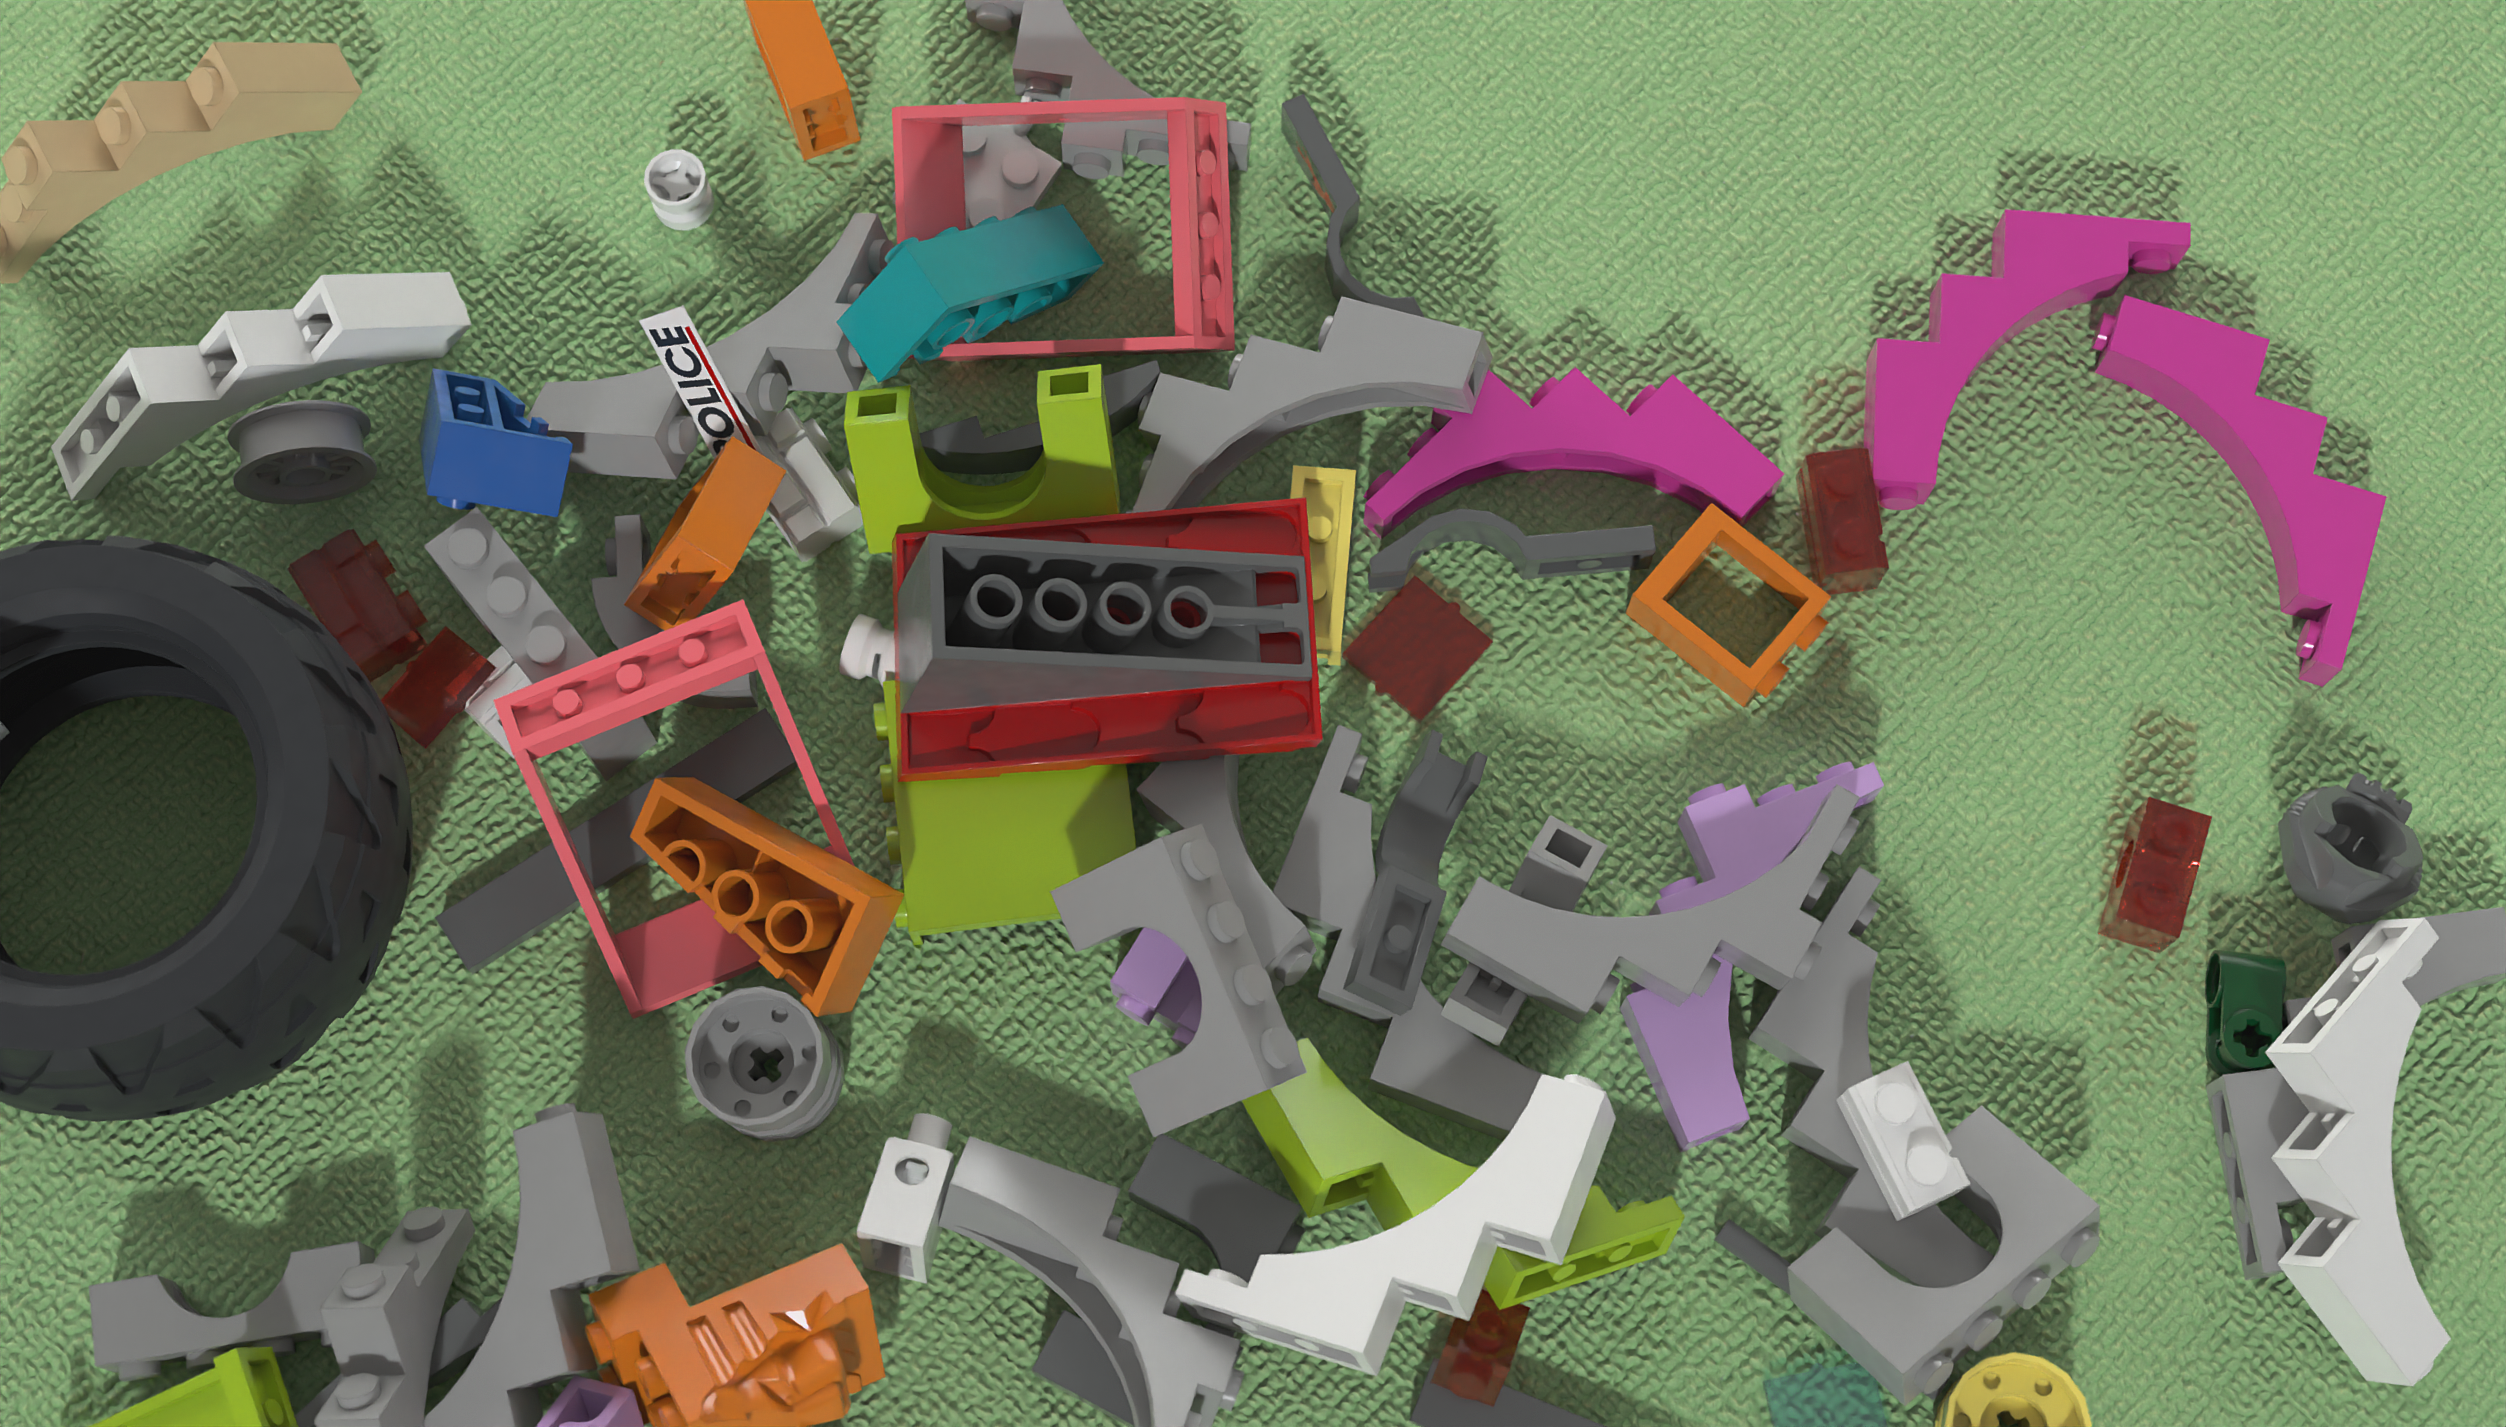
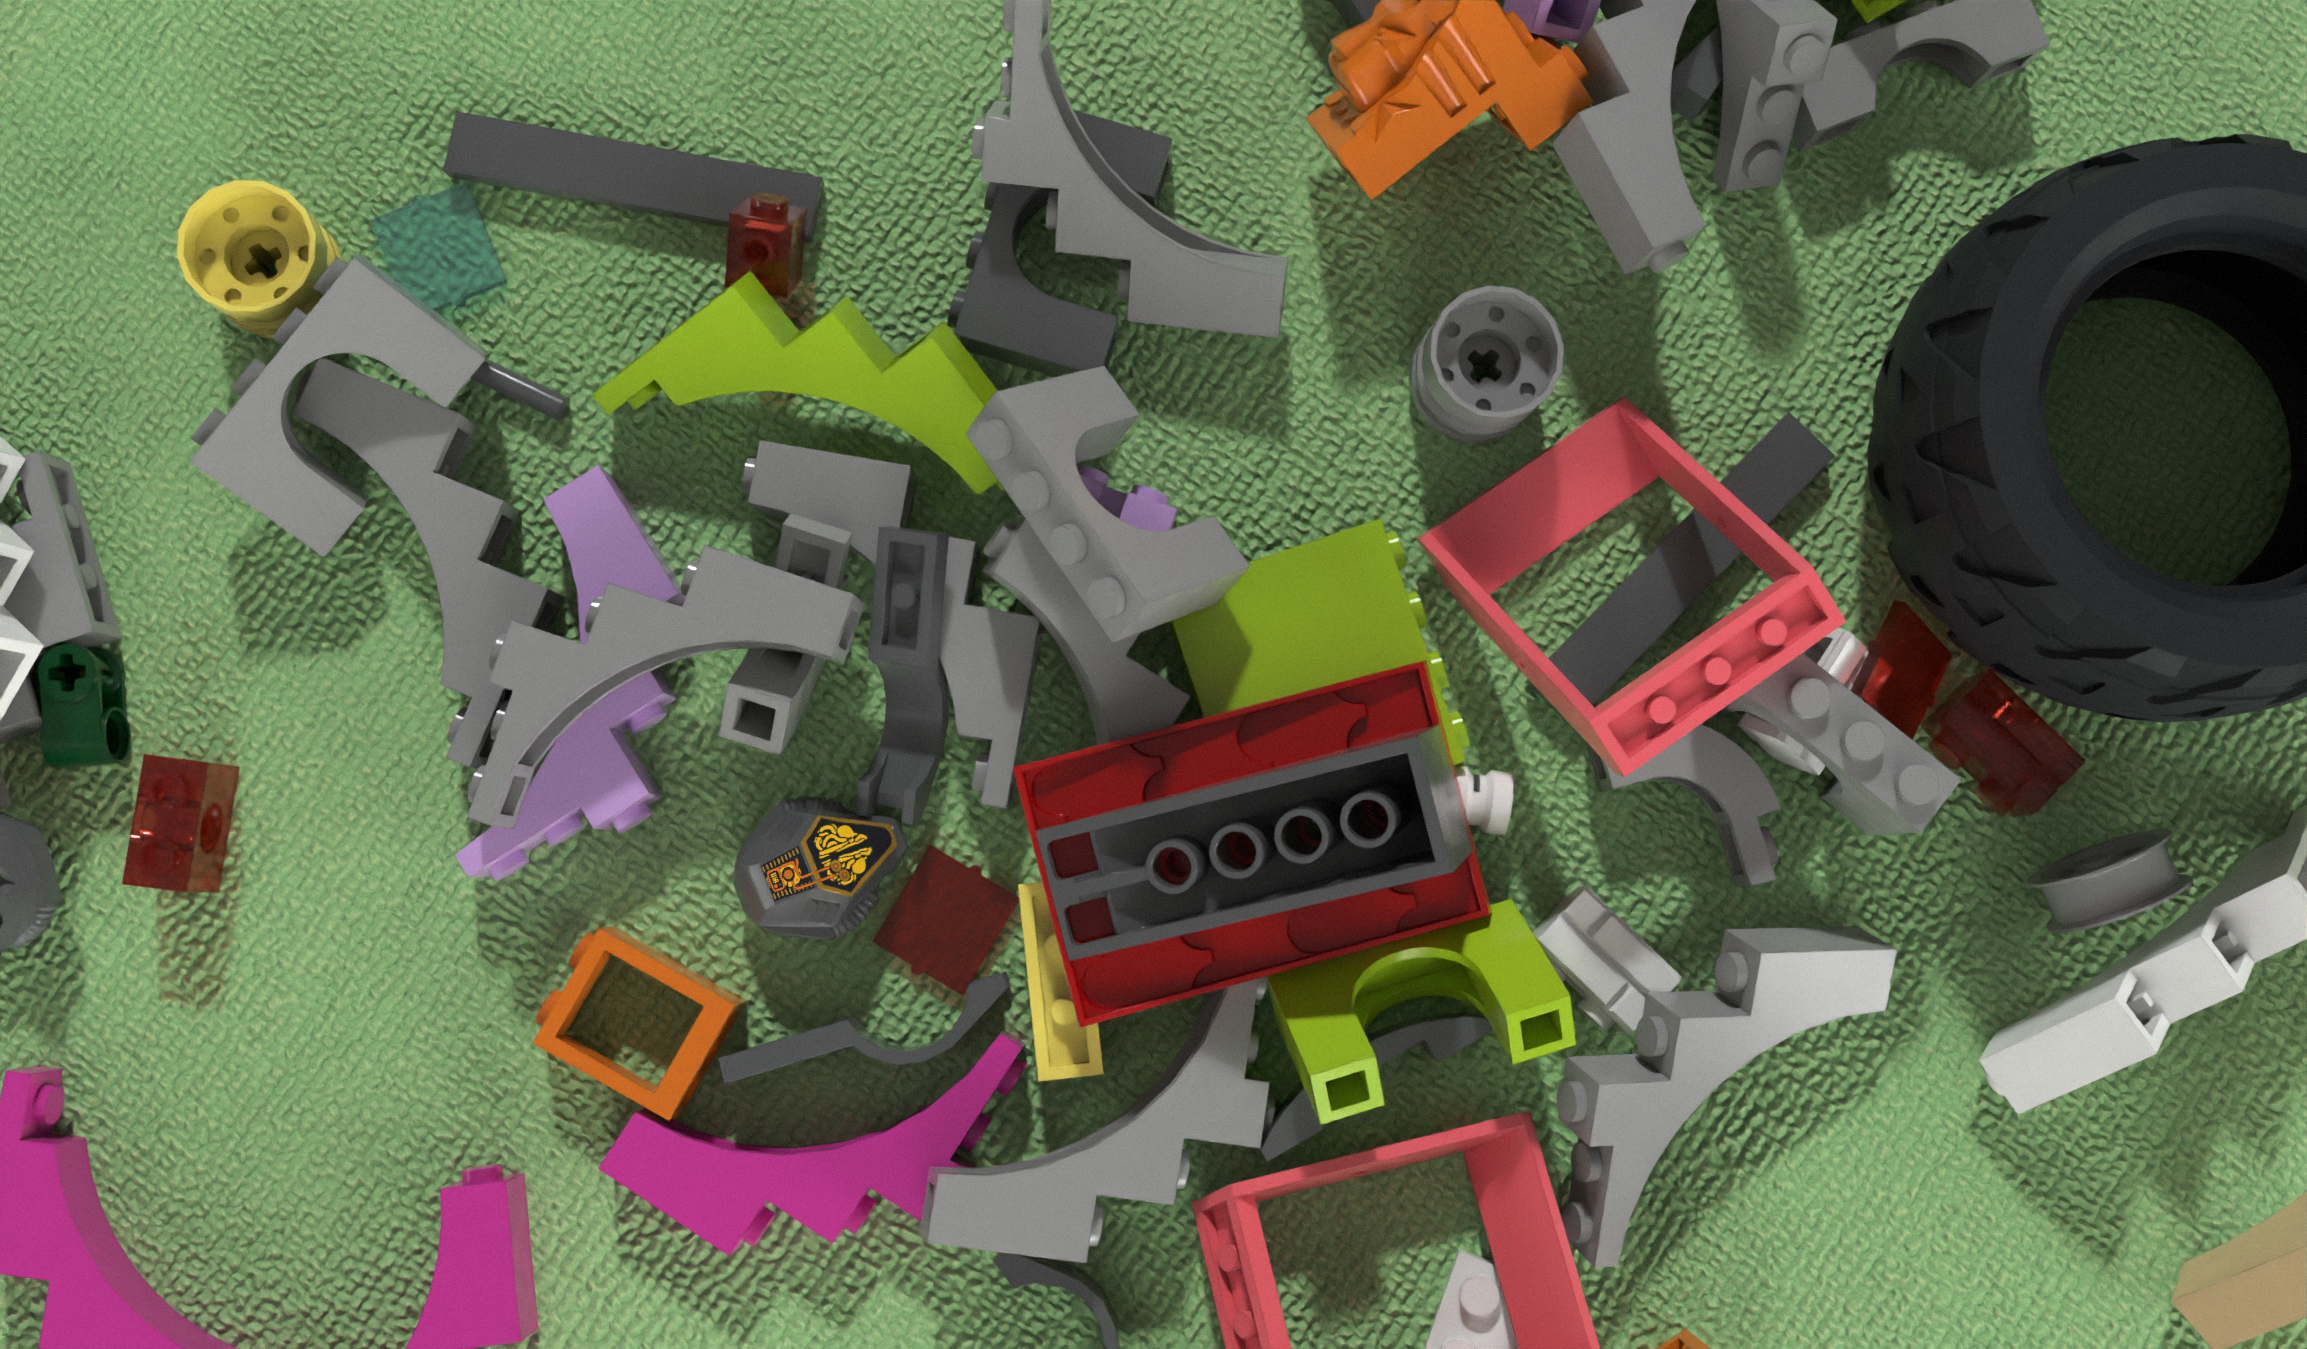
camera: 170 degrees right, 10 degrees up
(486, 451) = (1927, 908): blue wedge -> none
(673, 177) = (1821, 1263): white wheel -> none
(697, 379) = (1723, 1015): sticker -> none
(706, 536) = (1678, 865): orange window -> none
(784, 896) = (1525, 527): orange wedge -> none
(906, 1201) = (1320, 245): white torso -> none
(967, 286) = (1479, 1195): teal wedge -> none
(1350, 1297) = (883, 227): white arch -> none
(1535, 714) = (816, 867): none -> dark grey helmet
(1842, 521) = (535, 1134): clear red brick -> none
(1902, 1141) = (387, 491): white brick -> none

